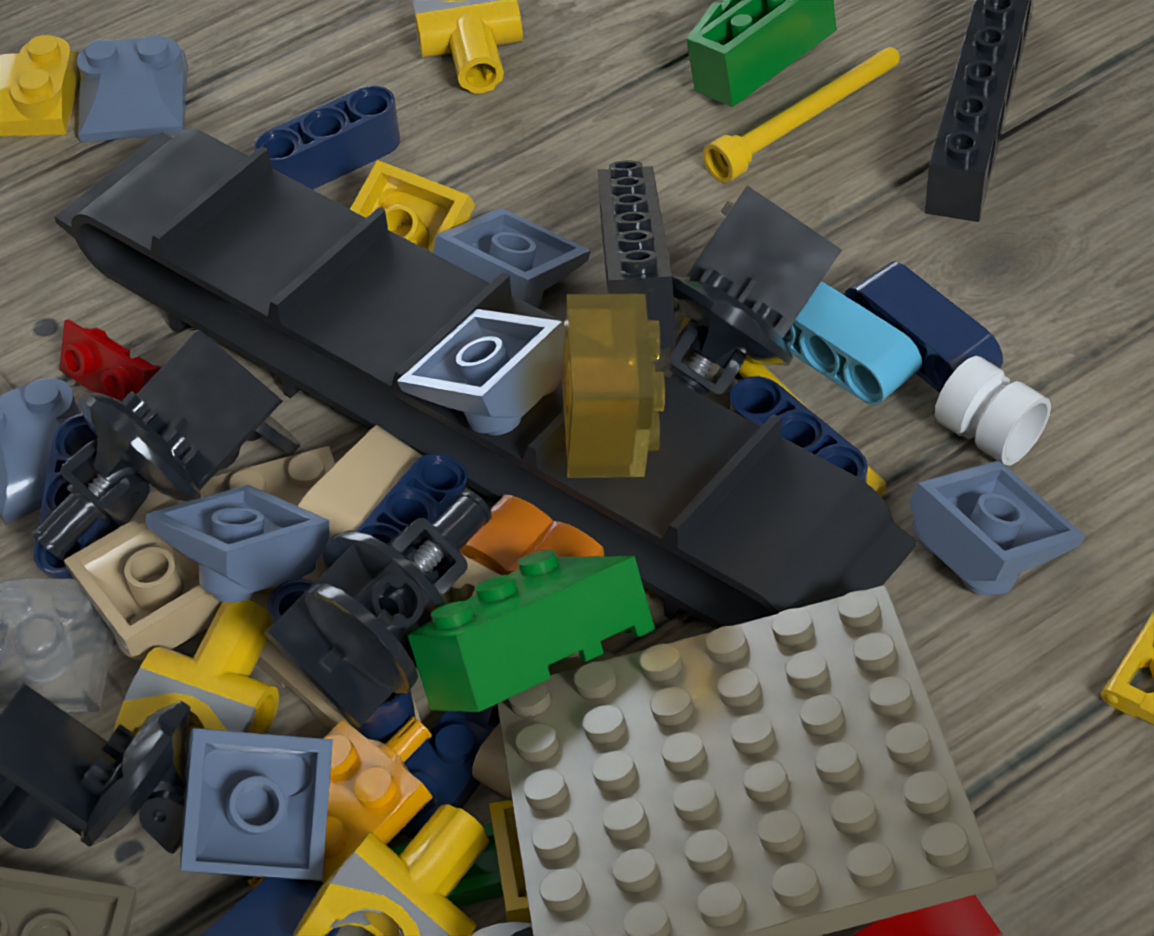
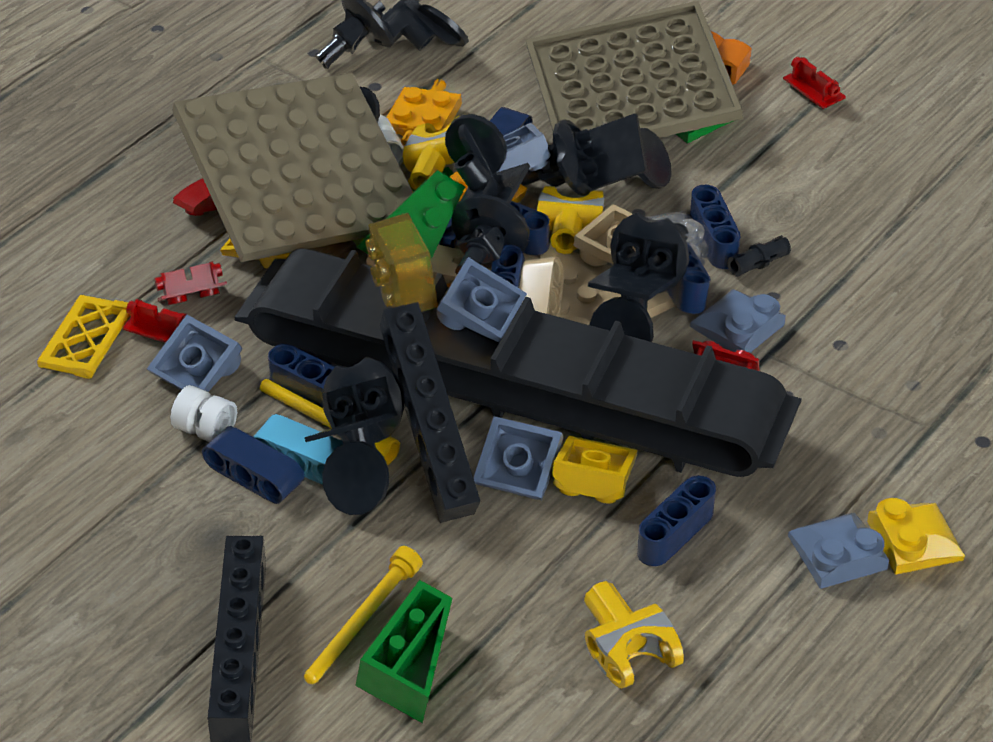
camera: 160 degrees right, 5 degrees down
(243, 540) = (577, 232): sand blue slope -> none
(991, 690) = (177, 287): none -> hinge
(1051, 633) = (150, 323): none -> red hinge

